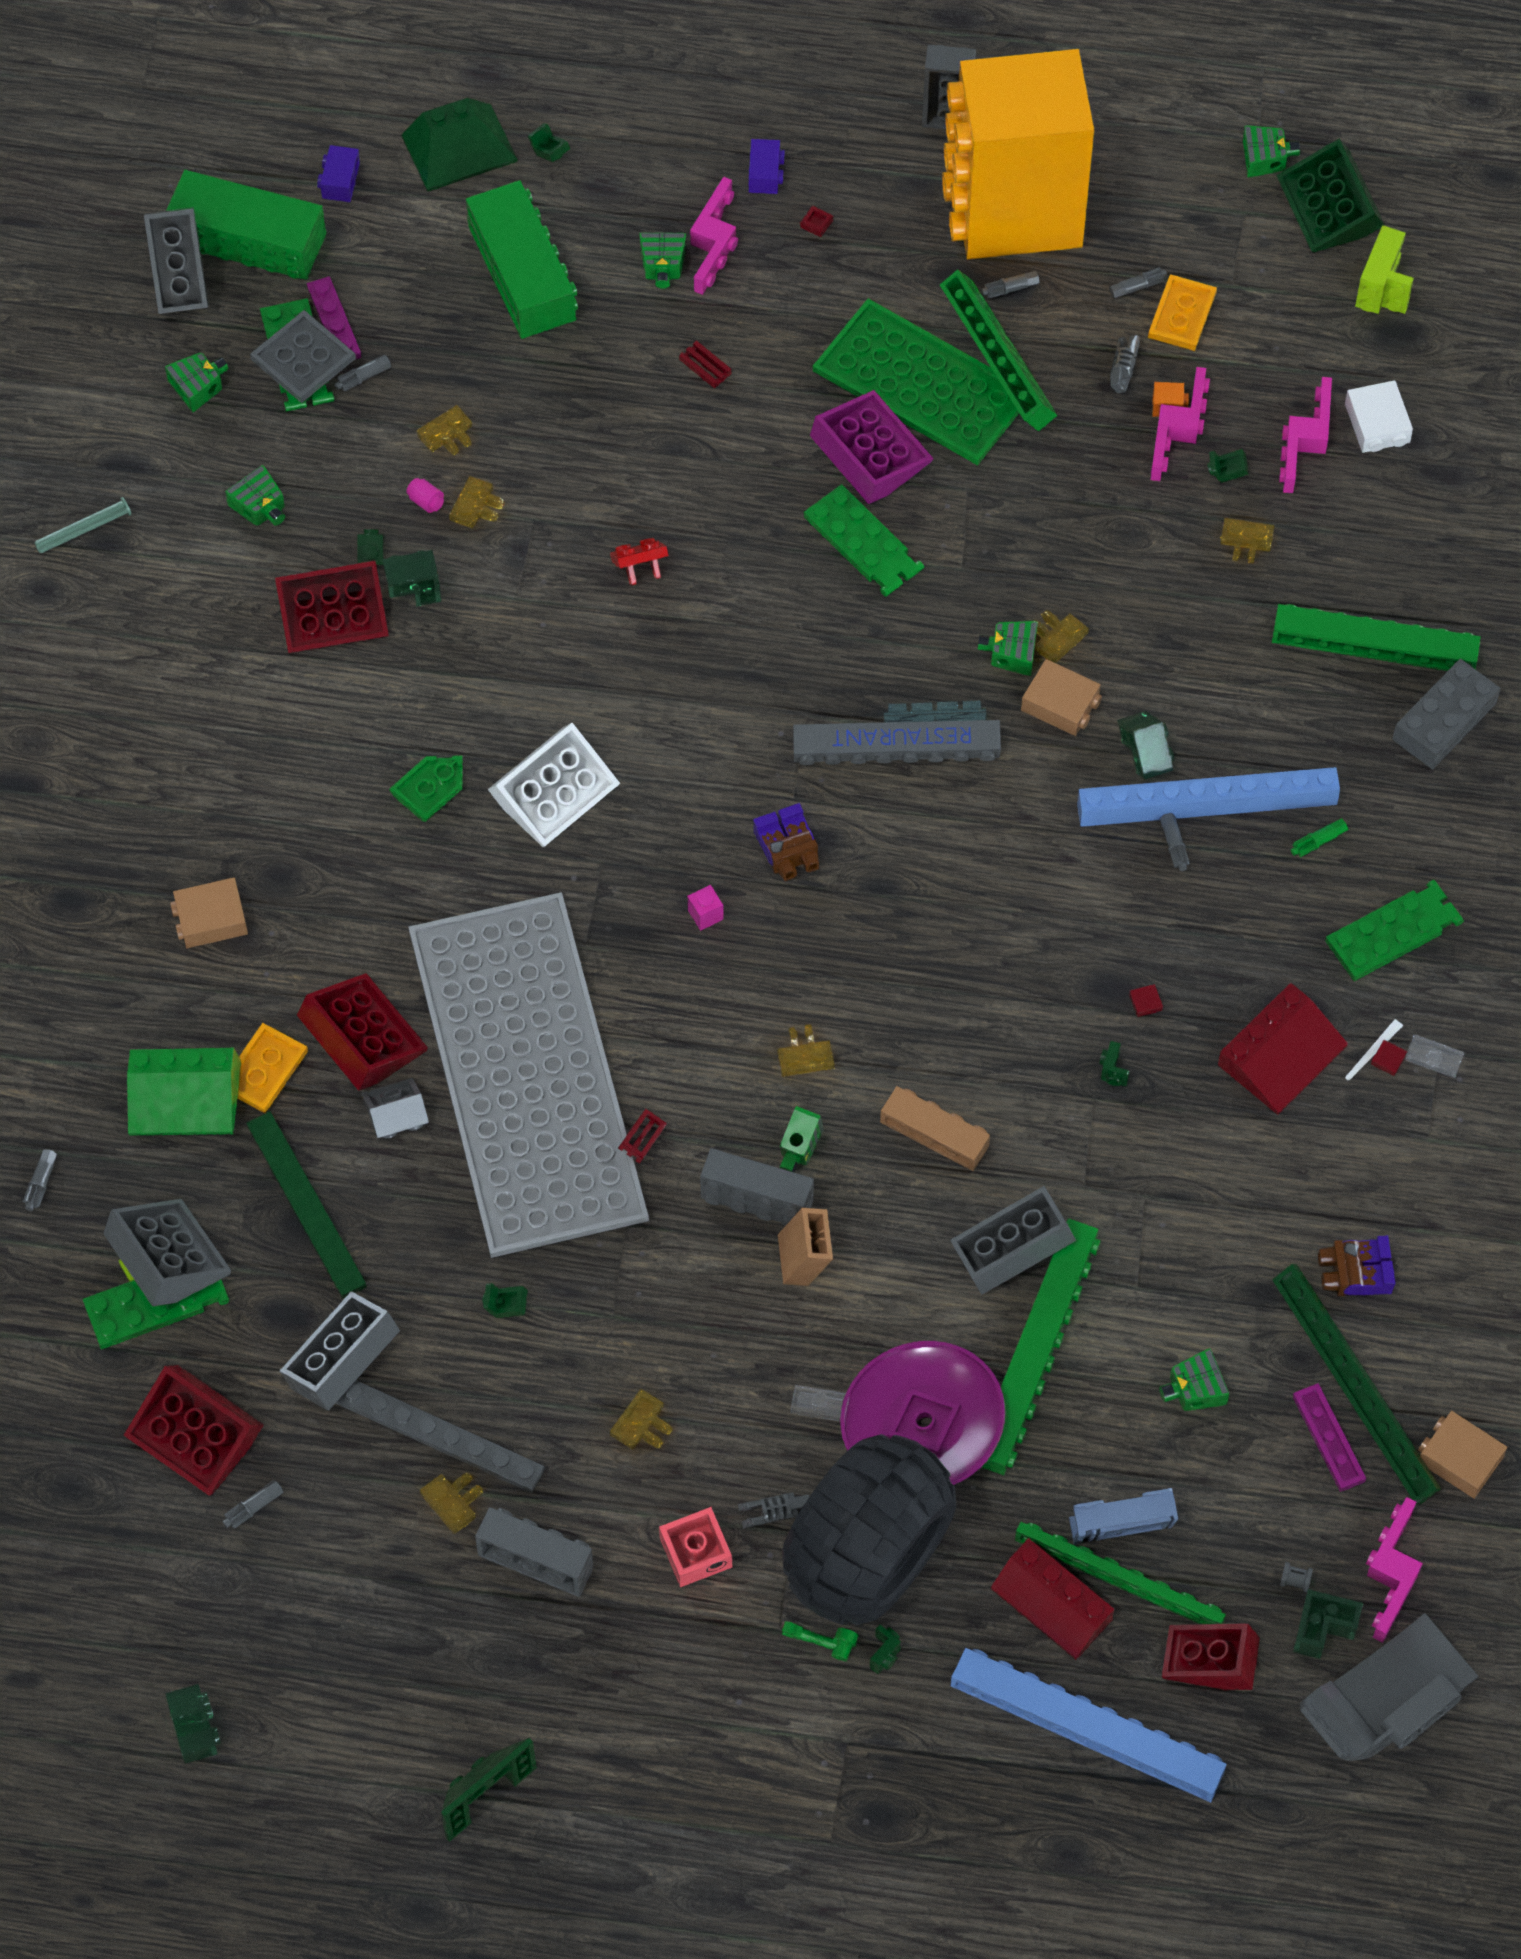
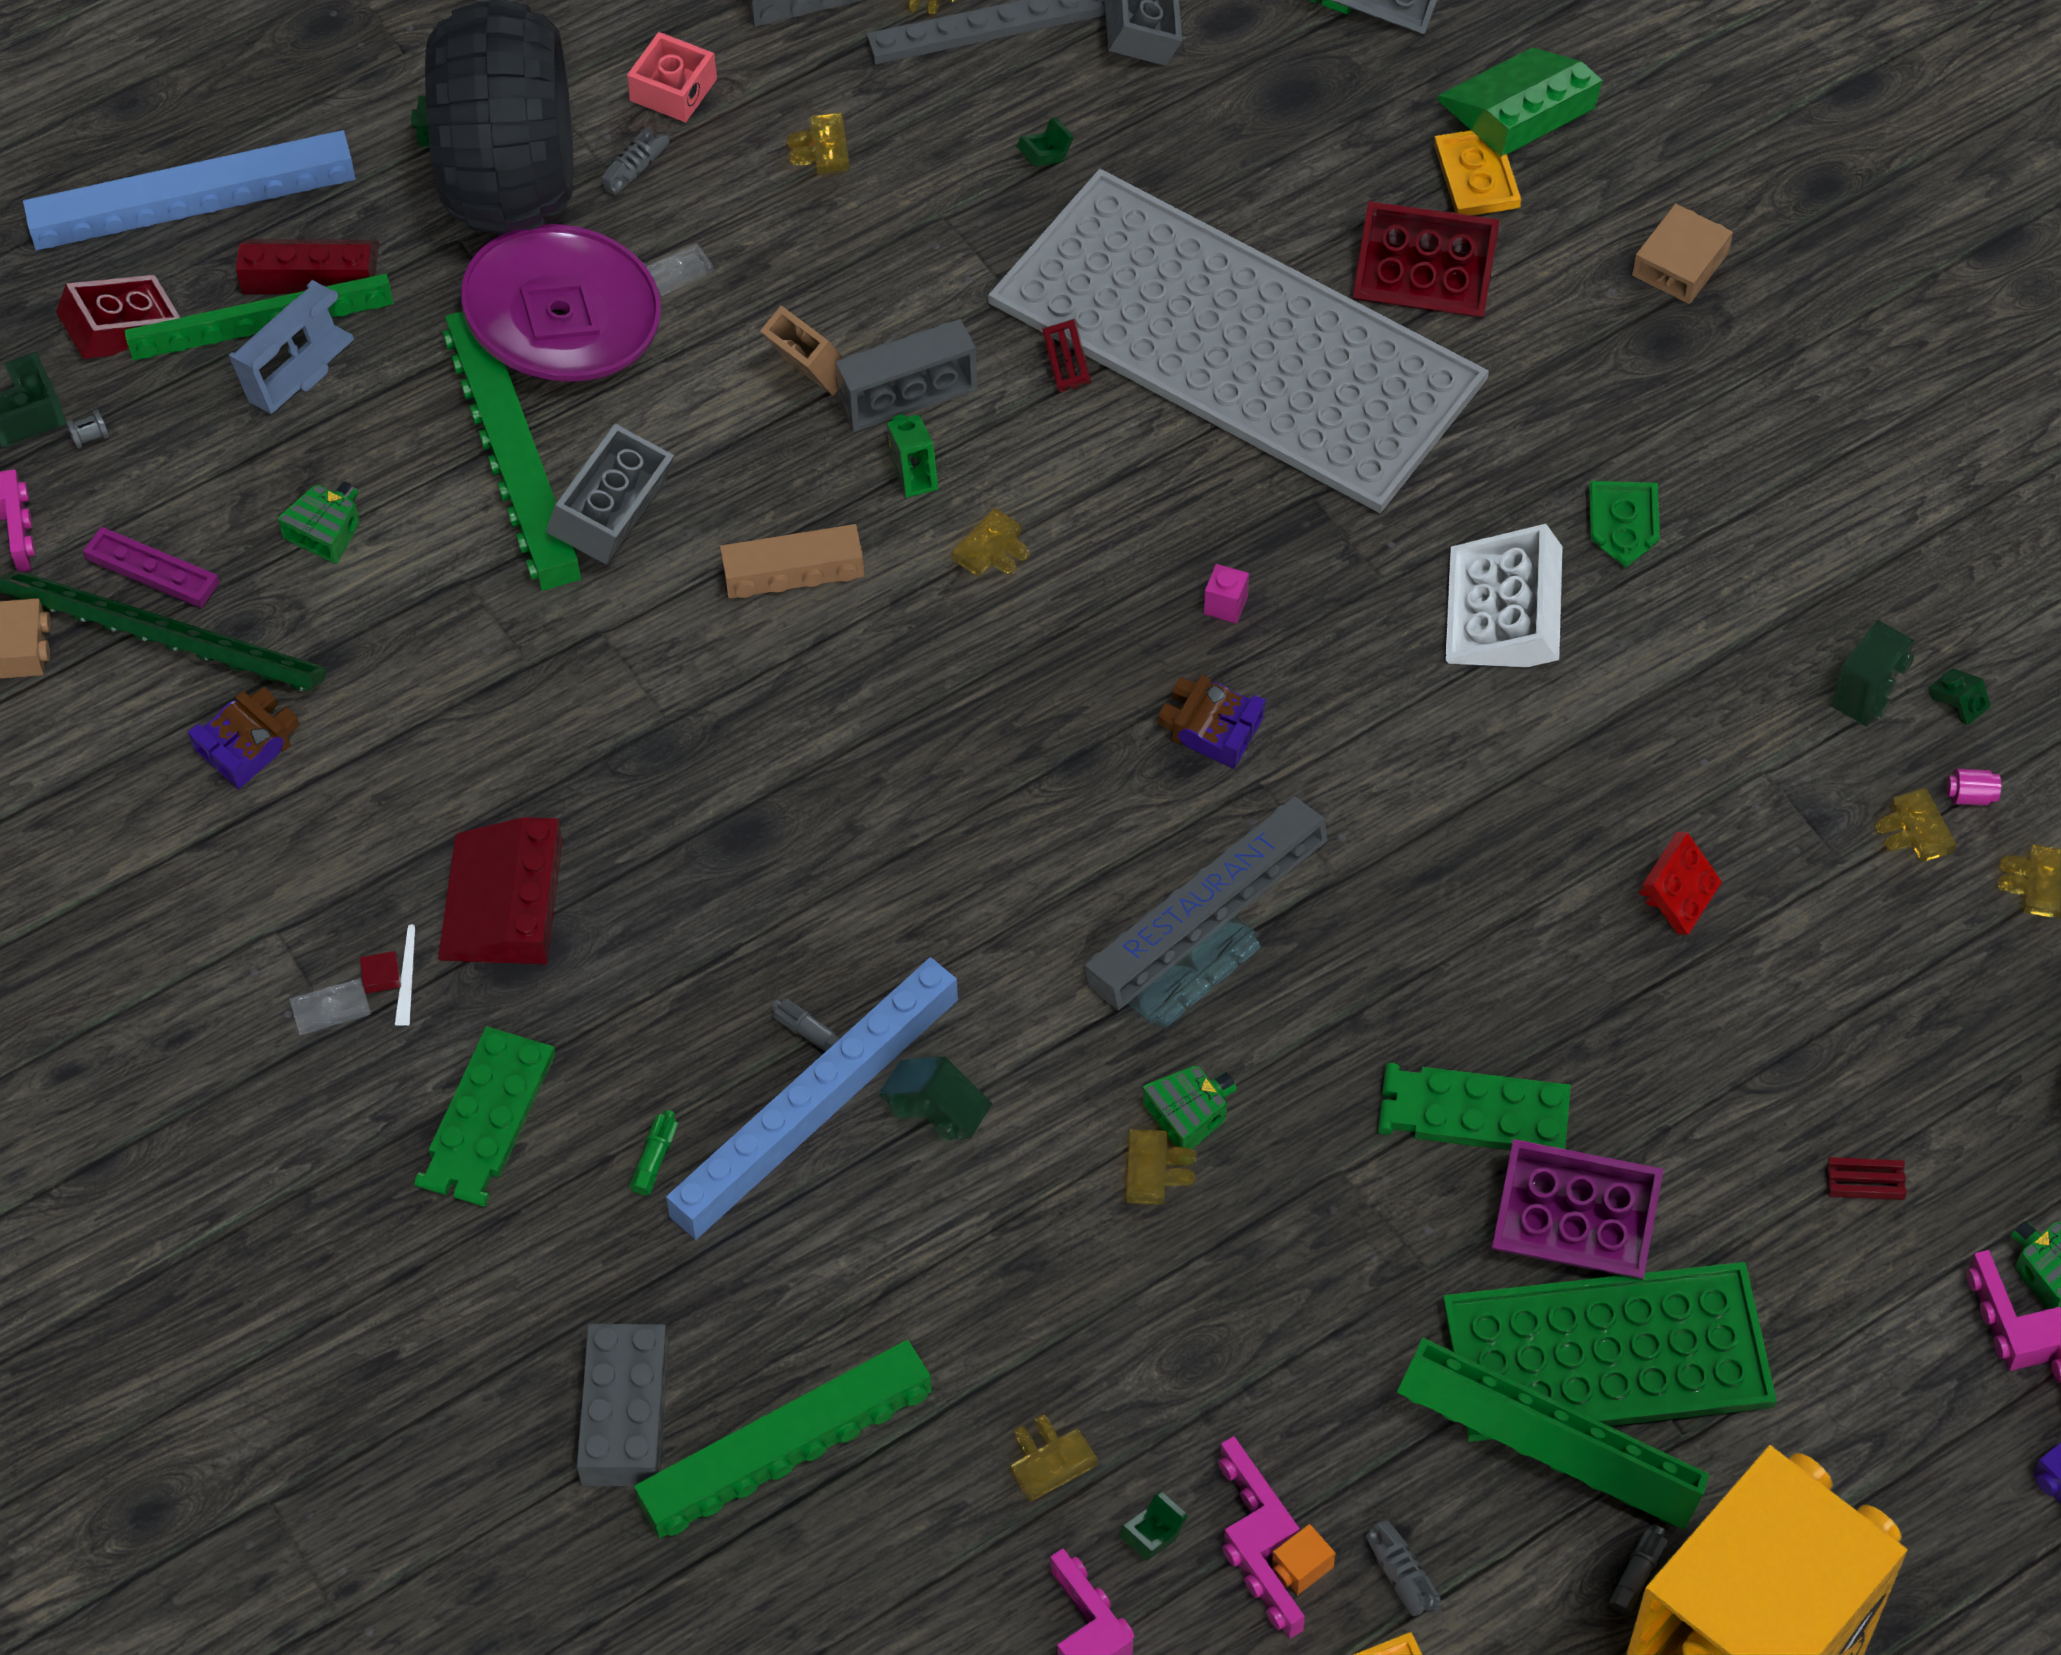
camera: 140 degrees right, 5 degrees down
(306, 1205) = (1311, 102): dark green tile -> none
(331, 606) = (1931, 596): dark red slope -> none
(395, 1108) = (1322, 220): slope -> none
(816, 221) = (1947, 1469): dark red tile -> none
(1061, 697) = (1079, 1088): medium nougat brick -> none
(1110, 1073) = (663, 737): dark green bracket -> none
(1145, 1000) = (693, 843): dark red tile -> none

